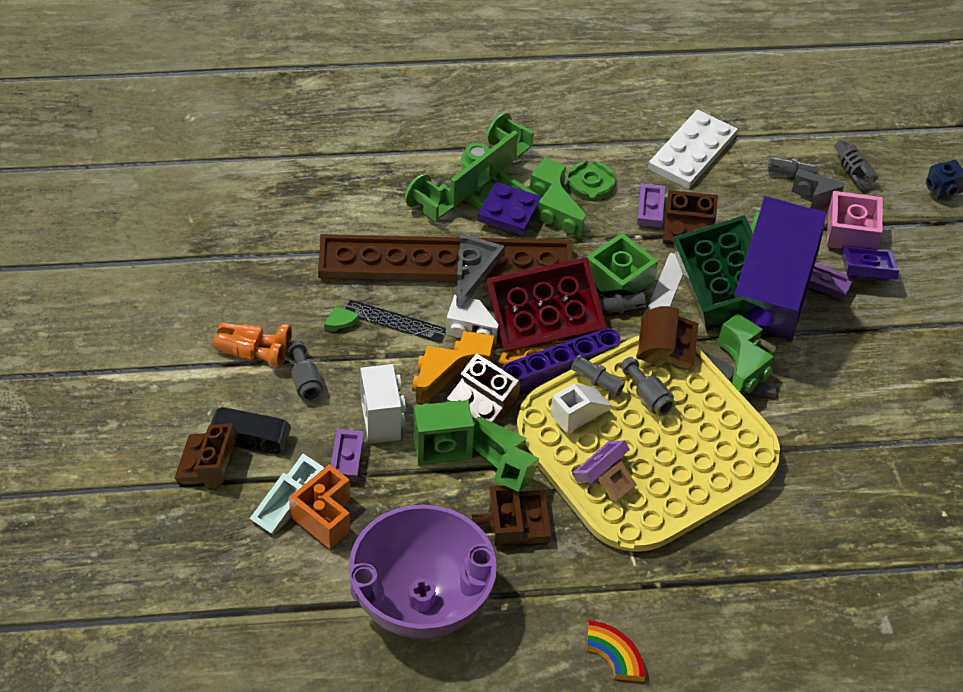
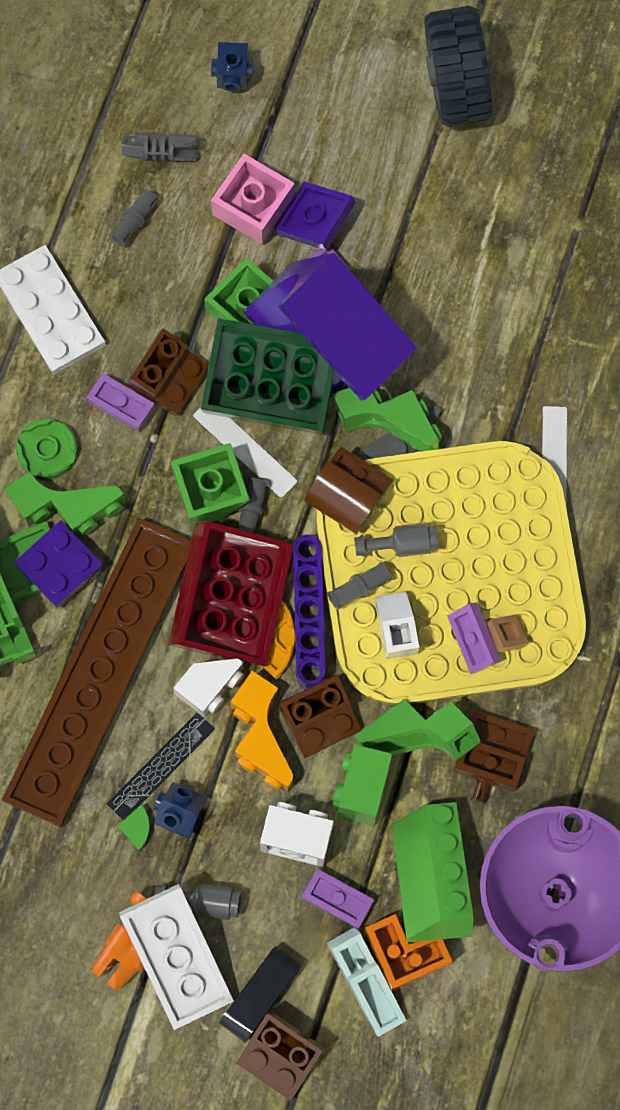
camera: 65 degrees left, 25 degrees up
(252, 360) = (176, 956): none -> white plate
(365, 333) = (179, 809): none -> dark blue brick
(370, 500) = (433, 874): none -> bright green slope
(475, 263) = (134, 640): dark grey wing -> none
(789, 484) = (555, 442): none -> white sticker
(816, 187) = (184, 205): dark grey slope -> none

